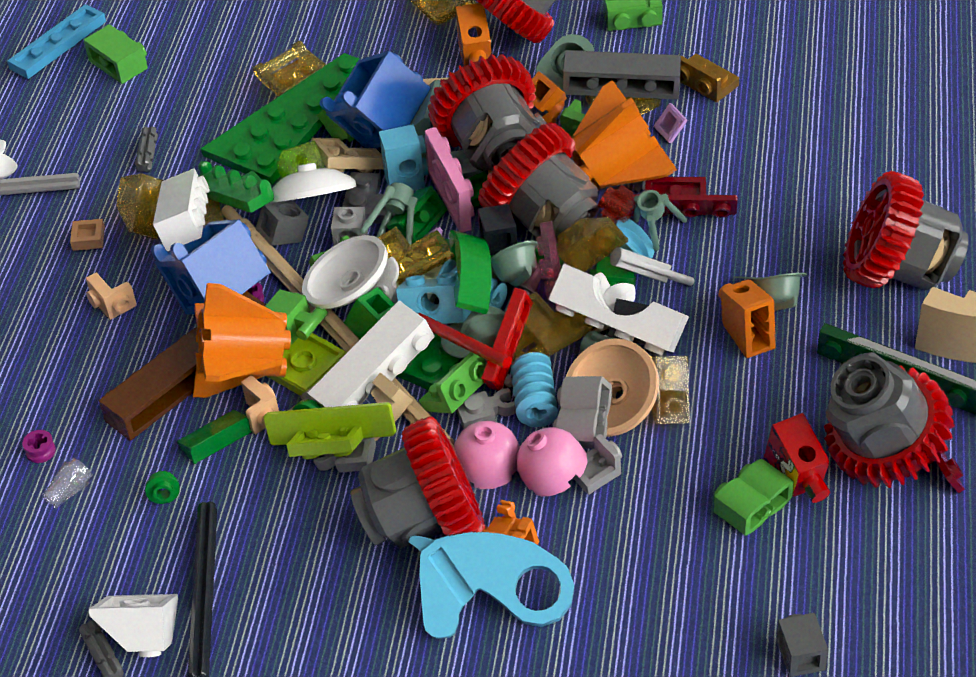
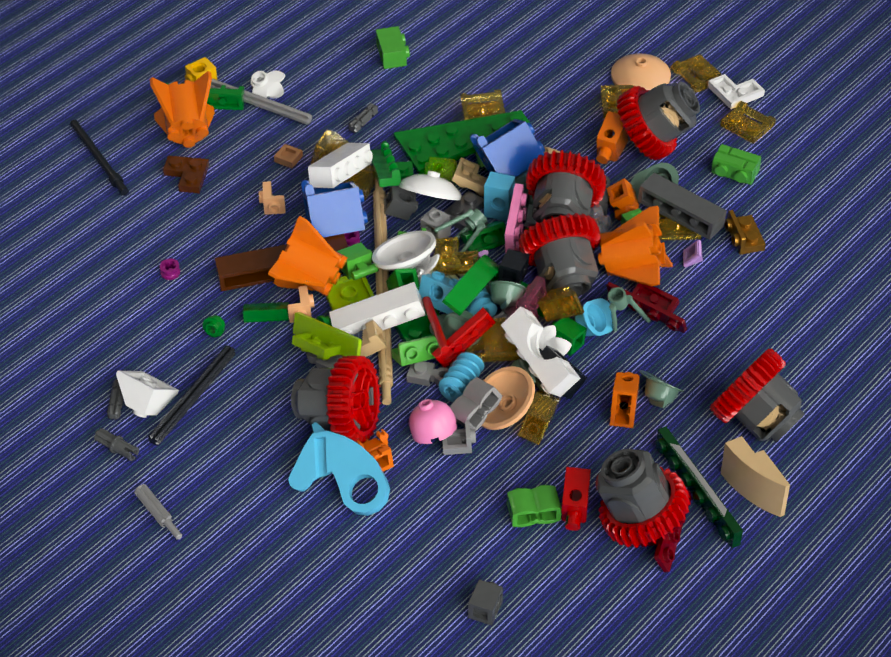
camera: 30 degrees right, 0 degrees up
(56, 41) = (364, 23): dark azure plate -> none
(68, 481) = (167, 297): clear cone -> none
(487, 454) = (401, 398): bright pink cylinder -> none
(617, 204) = (599, 288): clear red gear -> none
(647, 267) = (588, 337): light grey axle -> none

